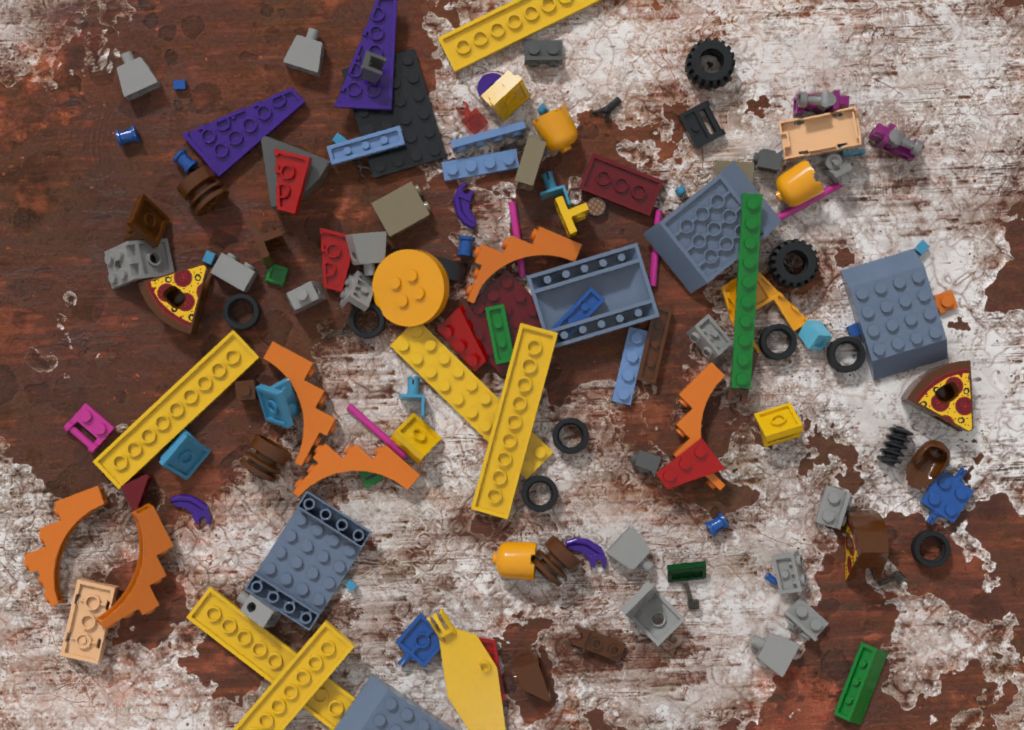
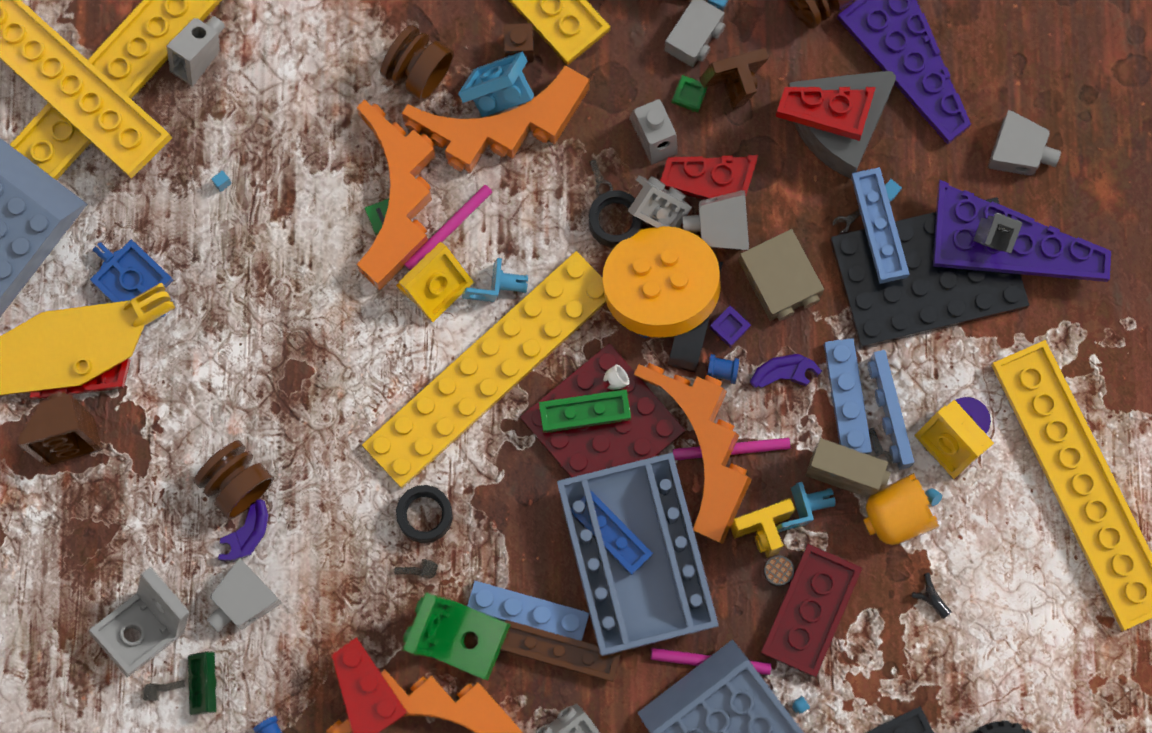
camera: 90 degrees right, 10 degrees down
(256, 311) = (638, 20): black tyre -> none
(308, 561) = (260, 120): sand blue slope -> none
(437, 242) = (730, 326): none -> dark purple plate
(461, 337) = (584, 354): red wing -> none
(473, 119) = (918, 388): clear red plate -> none
(476, 314) = (617, 378): none -> white hinge
(514, 420) = (452, 426): yellow plate -> none
(514, 560) = (240, 416): light orange cylinder -> none
(539, 508) = (316, 462): black tyre -> none
(543, 53) = (1021, 500): dark grey bracket -> none
(598, 643) = (103, 542): reddish brown plate -> none
(605, 432) = (426, 570): none -> clear smoke hand
(645, 418) = (441, 633): none -> green bracket
(646, 461) = (377, 628): dark grey window -> none

